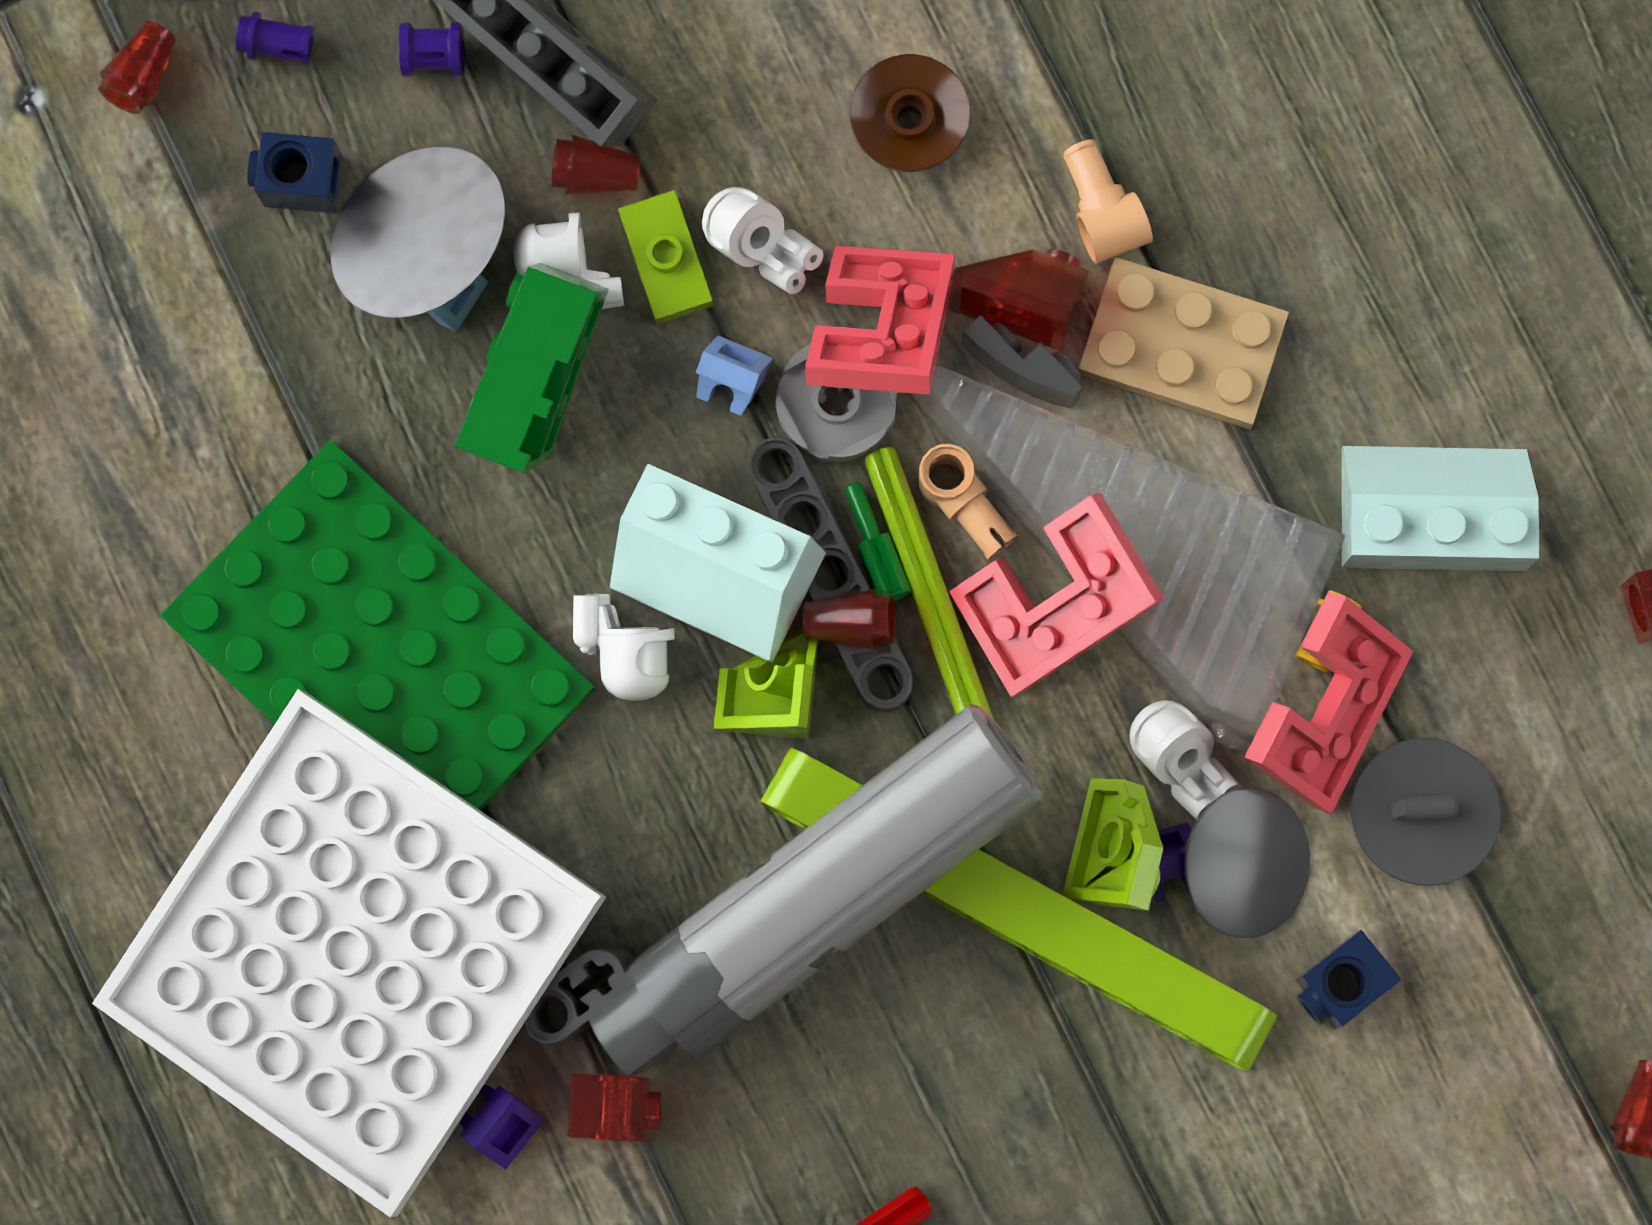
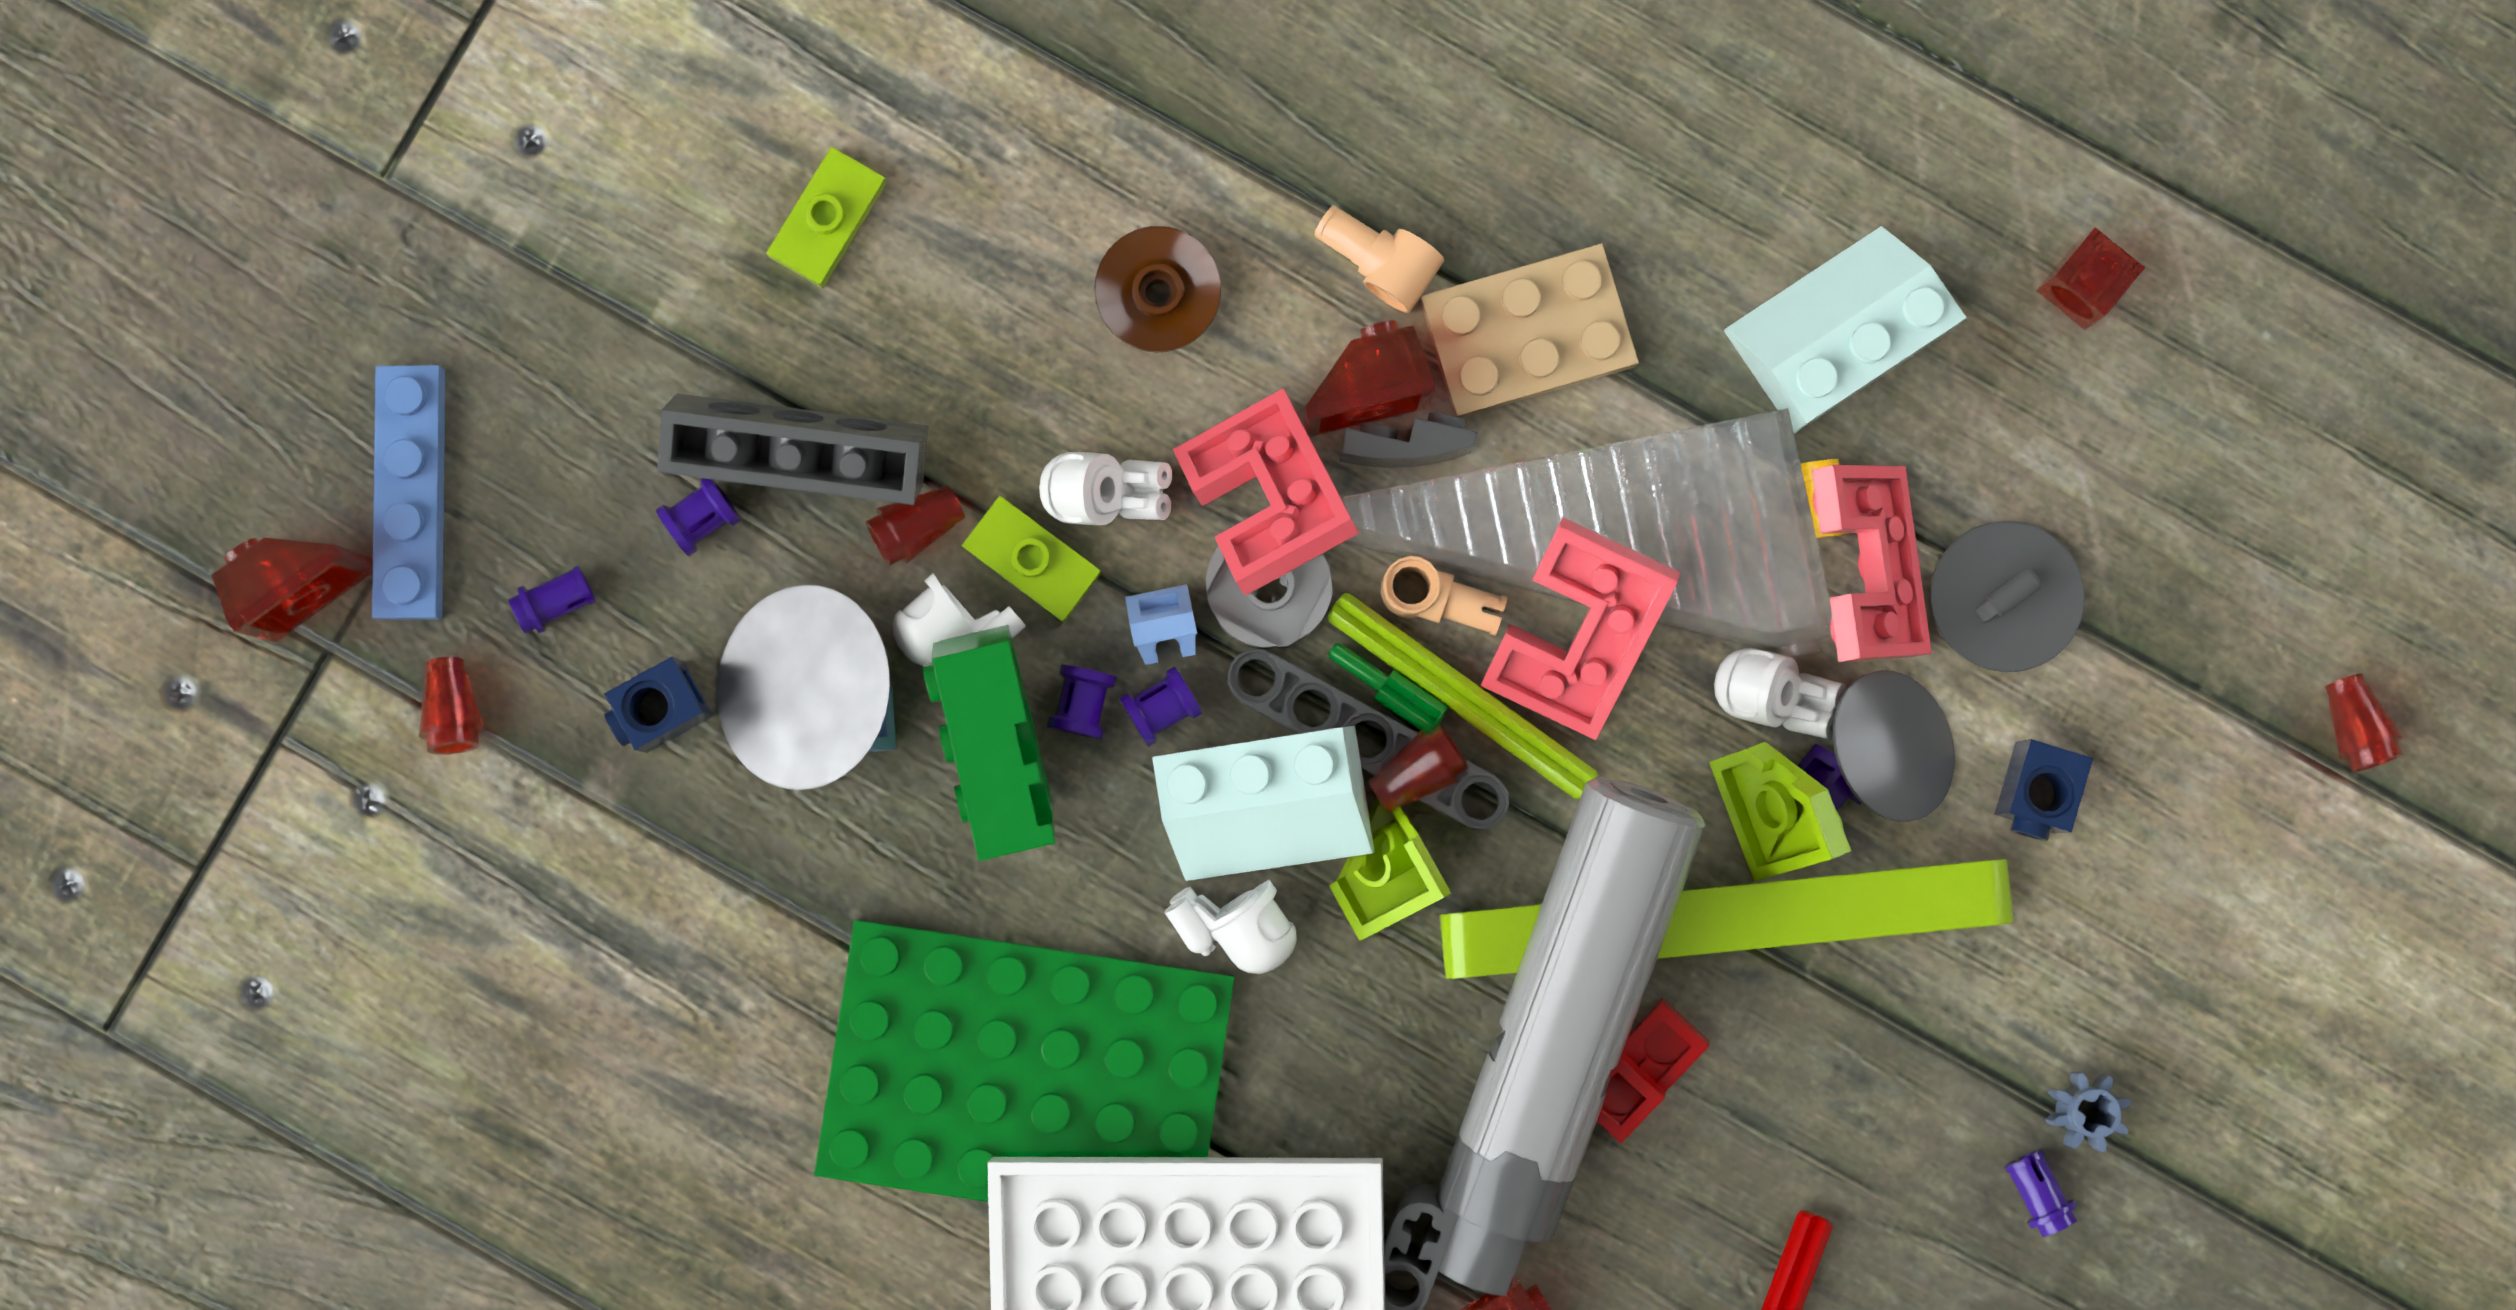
camera: 40 degrees left, 5 degrees up
(625, 390) = (1081, 701): none -> dark purple bush
(684, 436) = (1160, 706): none -> dark purple bush
(867, 984) = (1650, 1063): none -> red slope

